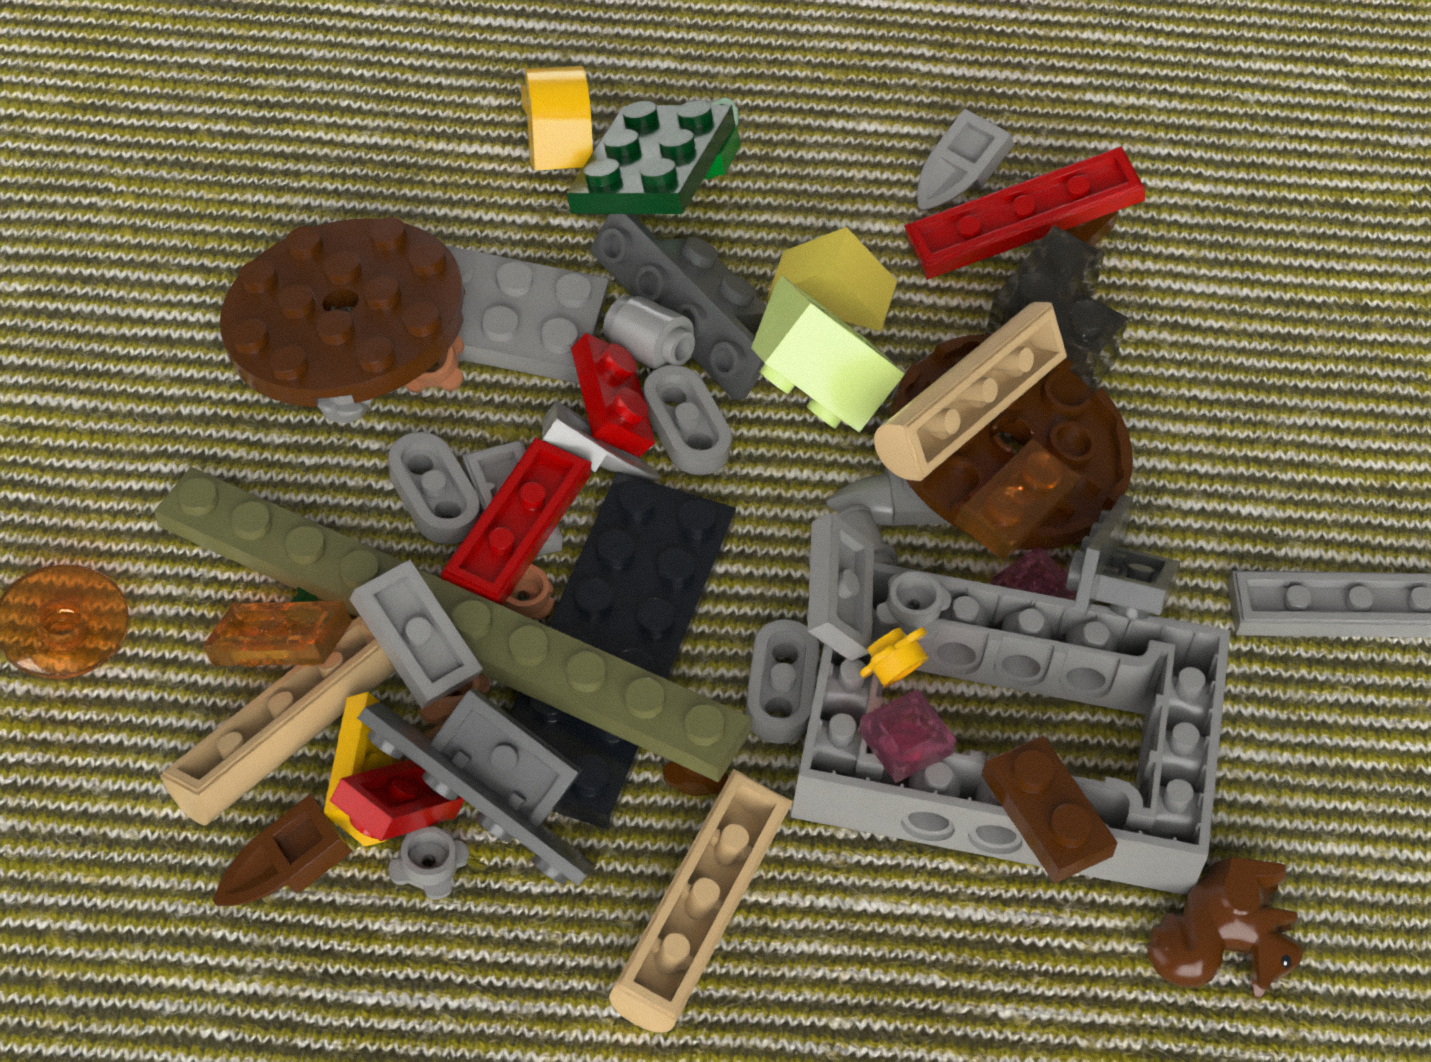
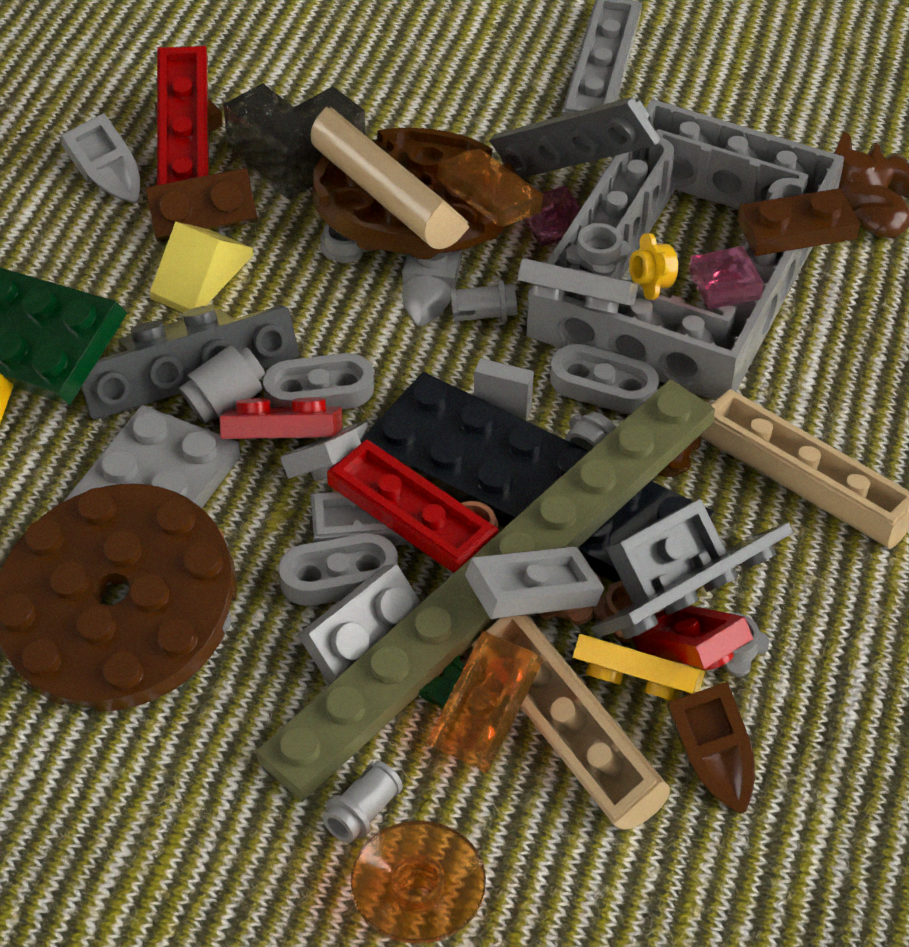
camera: 70 degrees left, 5 degrees down
(151, 564) = (352, 812): none -> light grey pin
(364, 513) = (359, 621): none -> light grey plate
(687, 672) = (589, 430): none -> light grey plate
(727, 584) = (504, 387): none -> light grey tile
(823, 358) = (303, 267): yellowish green slope -> none
(916, 258) = (203, 202): none -> reddish brown plate

